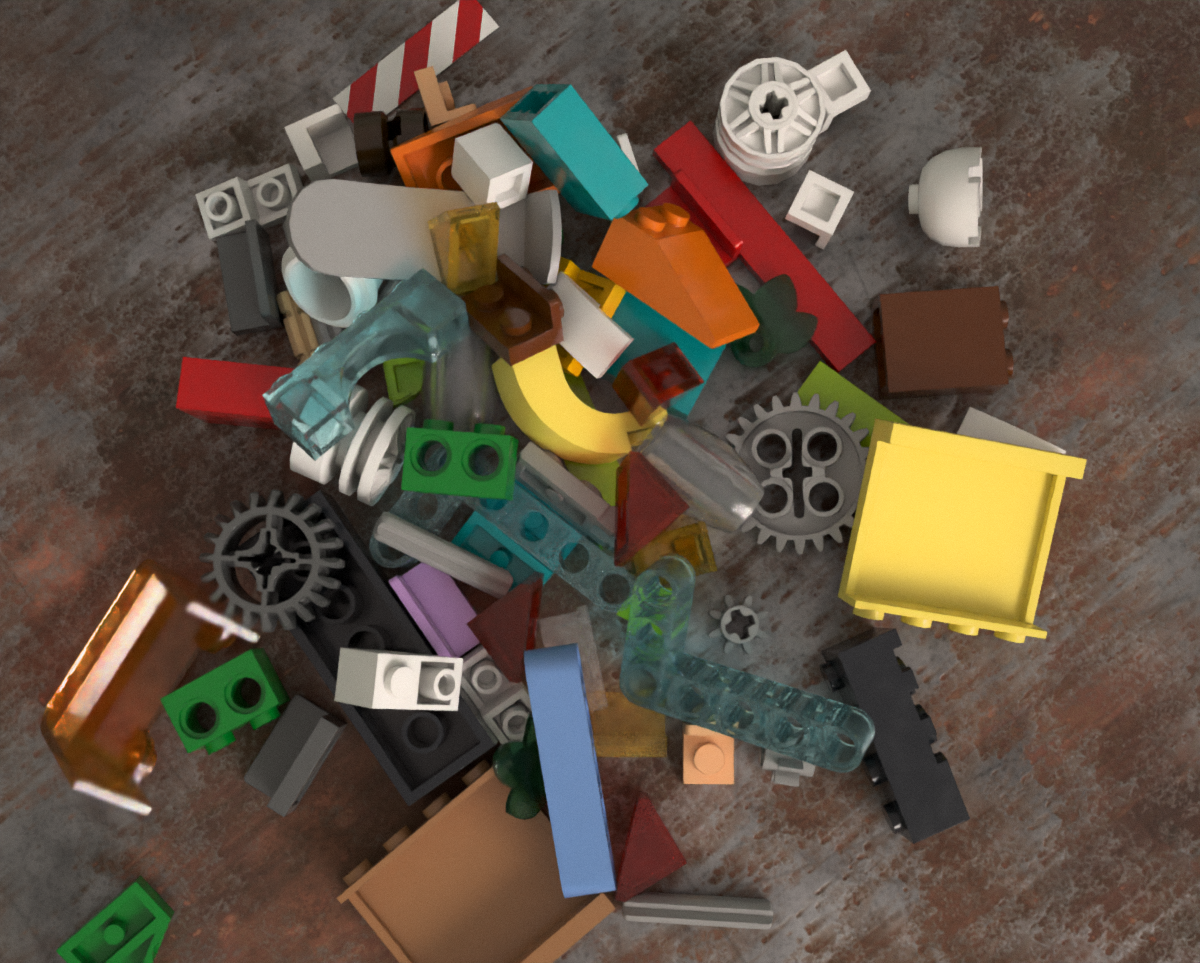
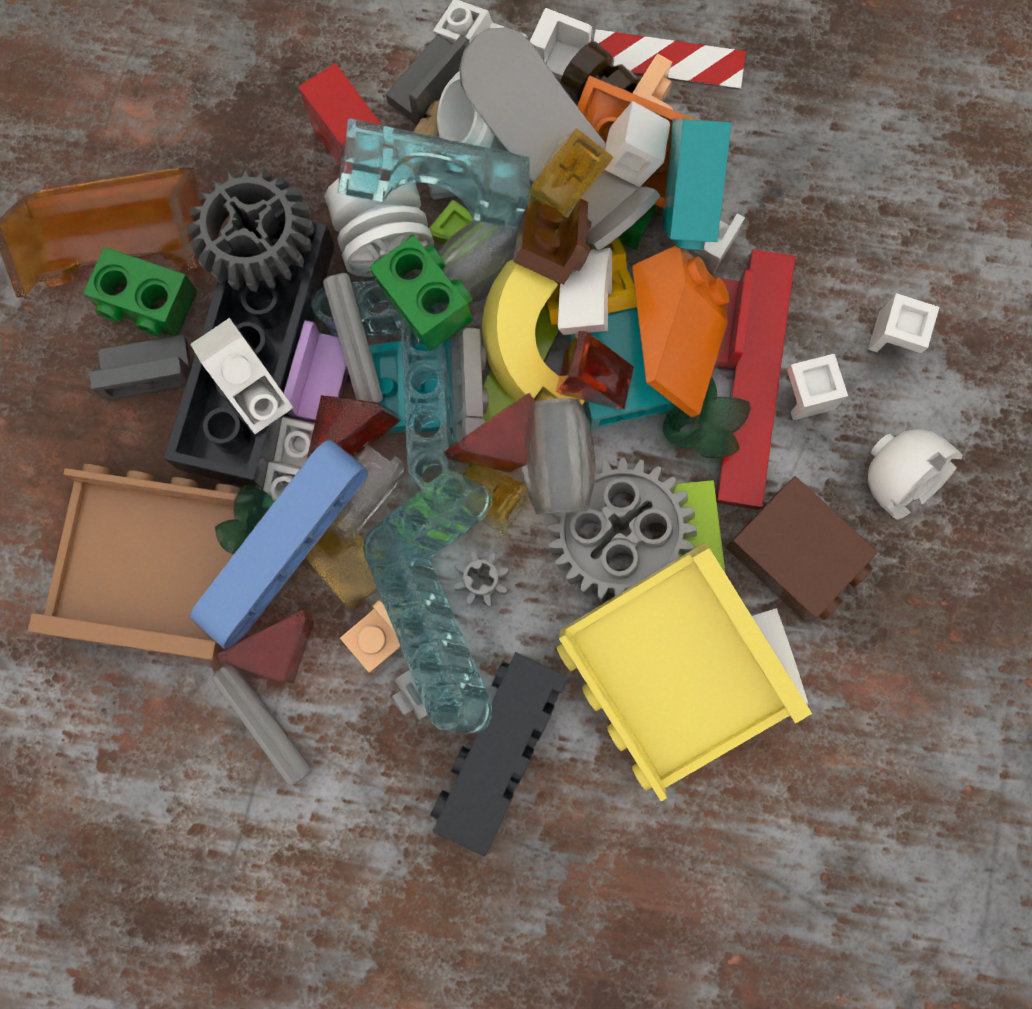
camera: 50 degrees right, 5 degrees down
(751, 141) = (829, 321): white wheel -> none

